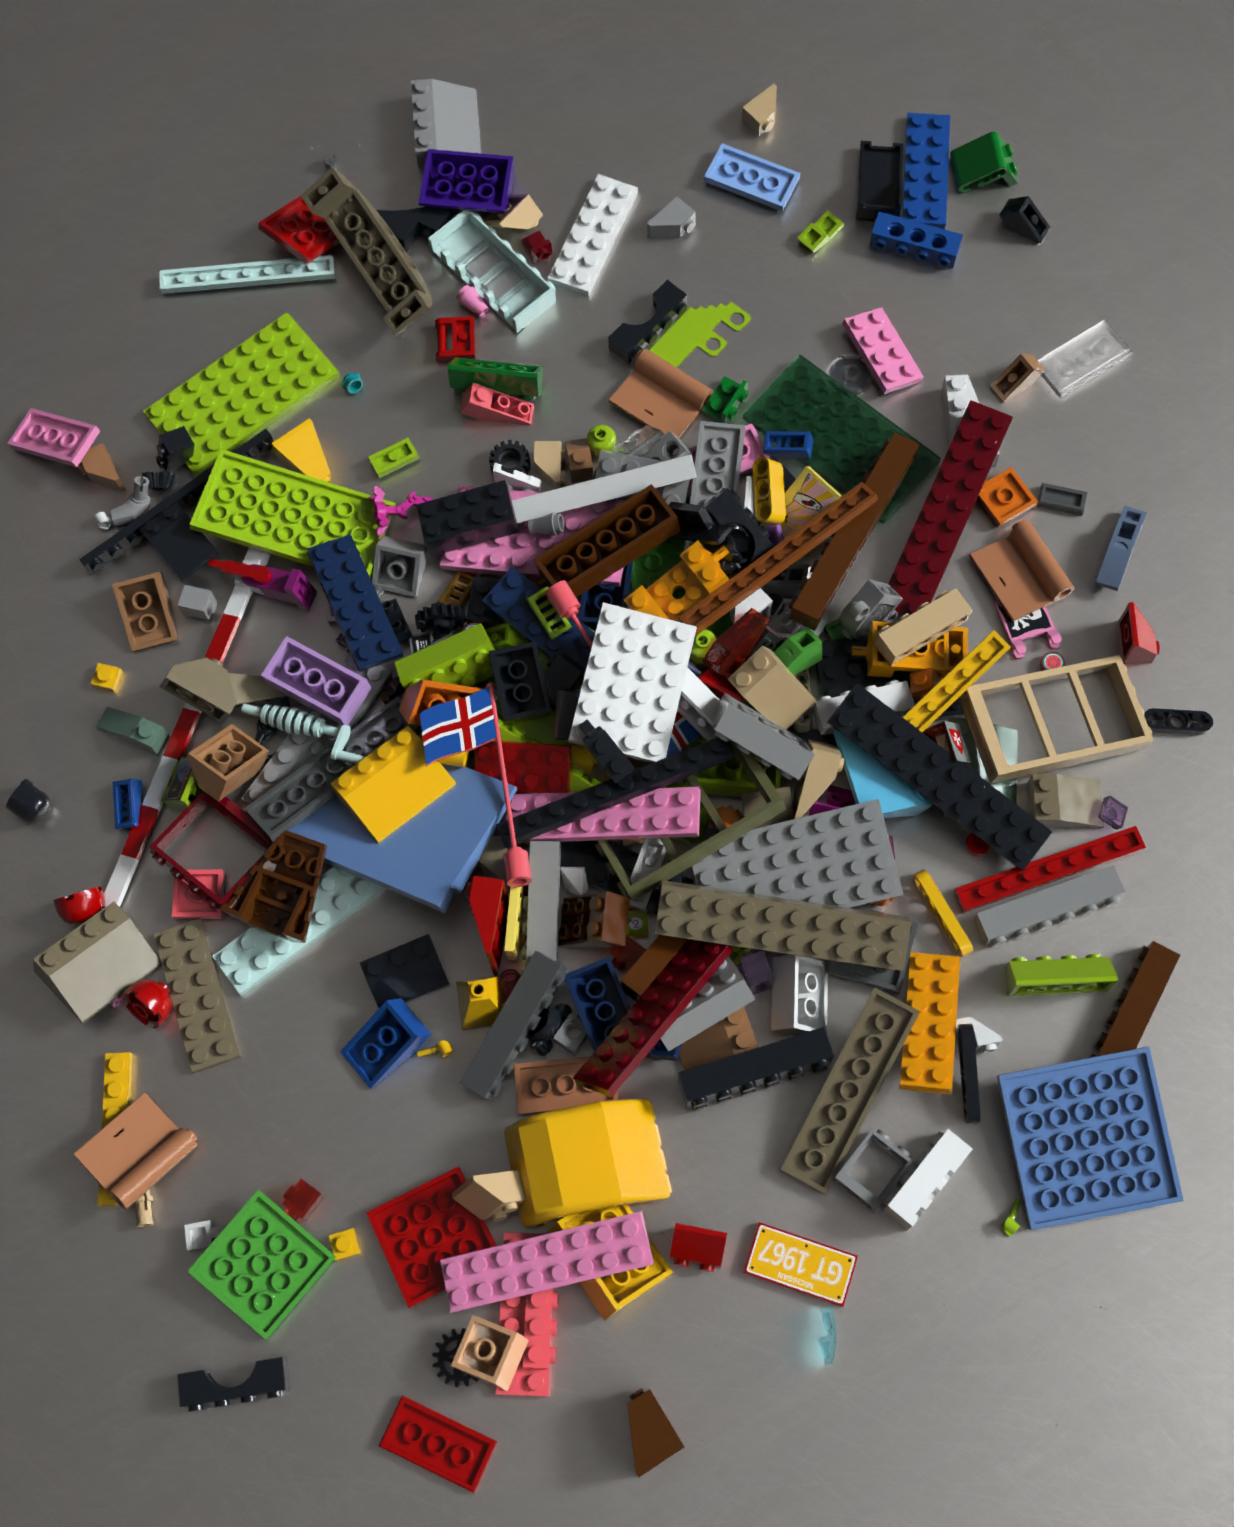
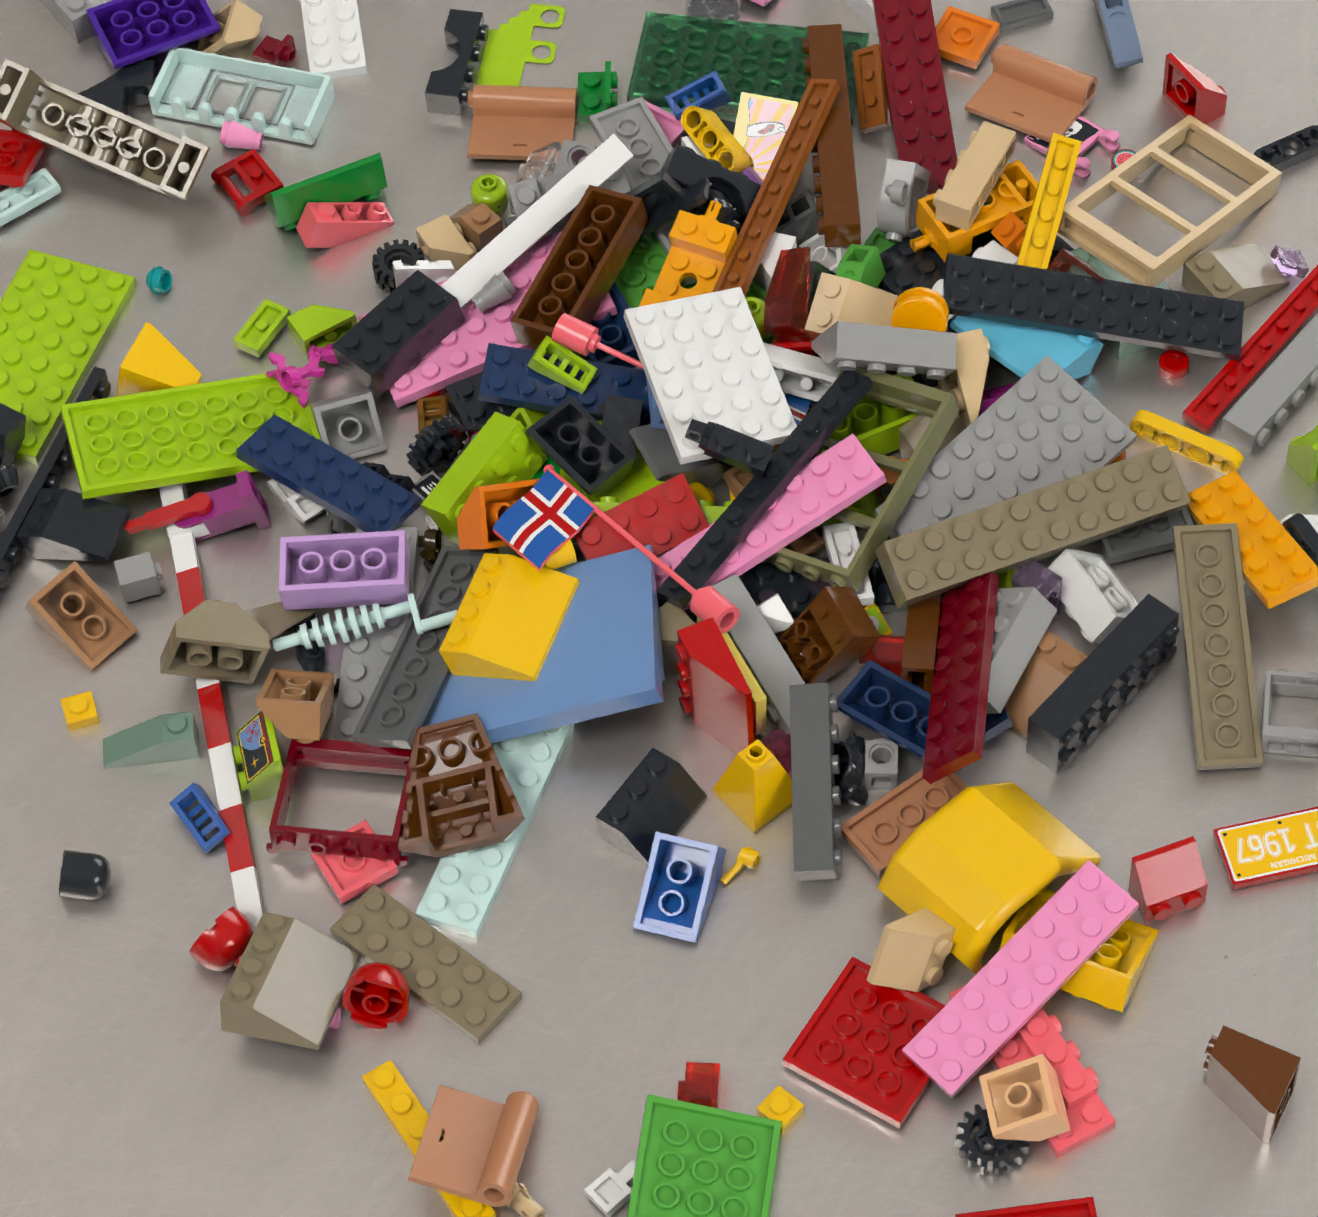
camera: 30 degrees left, 15 degrees down
(428, 480) = (319, 326): none -> lime slope
(808, 719) = (921, 310): none -> light orange head
(910, 505) = (871, 89): none -> dark orange plate

